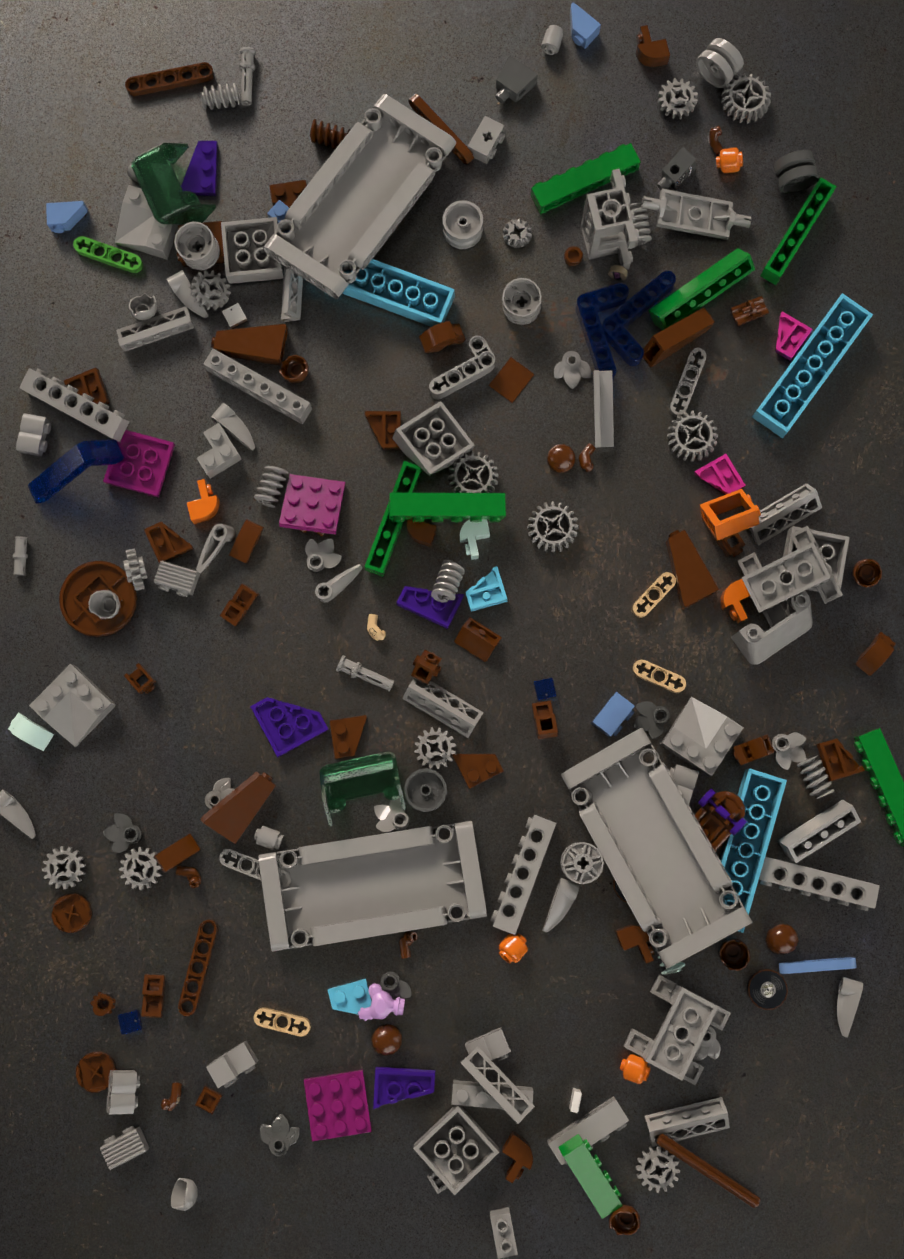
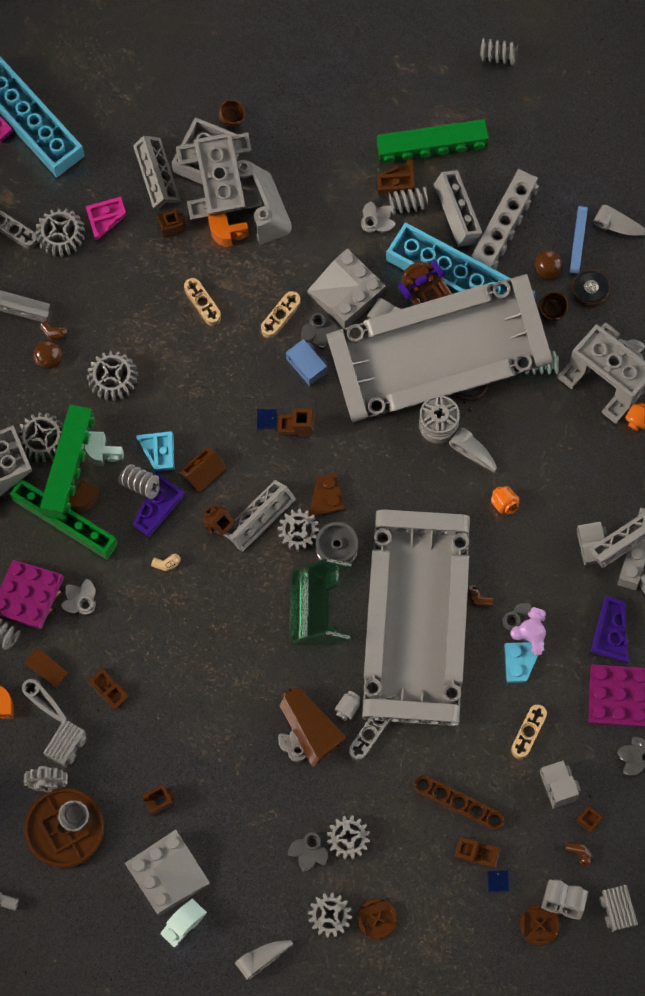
camera: 75 degrees left, 10 degrees down
(101, 1009) = (478, 900): reddish brown animal -> none
(166, 542) = (25, 747): reddish brown wing -> none
(177, 853) = (341, 798): reddish brown slope -> none
(191, 874) = (366, 790): reddish brown arm -> none
(287, 724) = (240, 665): dark purple plate -> none
(337, 583) = (112, 590): light grey piece -> none
(346, 735) = (265, 612): reddish brown wing -> none
(356, 670) = (204, 588): light grey pin -> none
(386, 1039) = (566, 636): reddish brown hair -> none
(389, 814) = (352, 588): light grey plate -> none
(511, 923) = (400, 445): light grey brick -> none
(634, 936) = (519, 387): reddish brown brick -> none
(691, 574) = (186, 263): reddish brown slope -> none
(735, 523) = (157, 222): orange window -> none
(753, 749) = (370, 247): reddish brown brick -> none
(876, 654) = (309, 123): reddish brown brick -> none

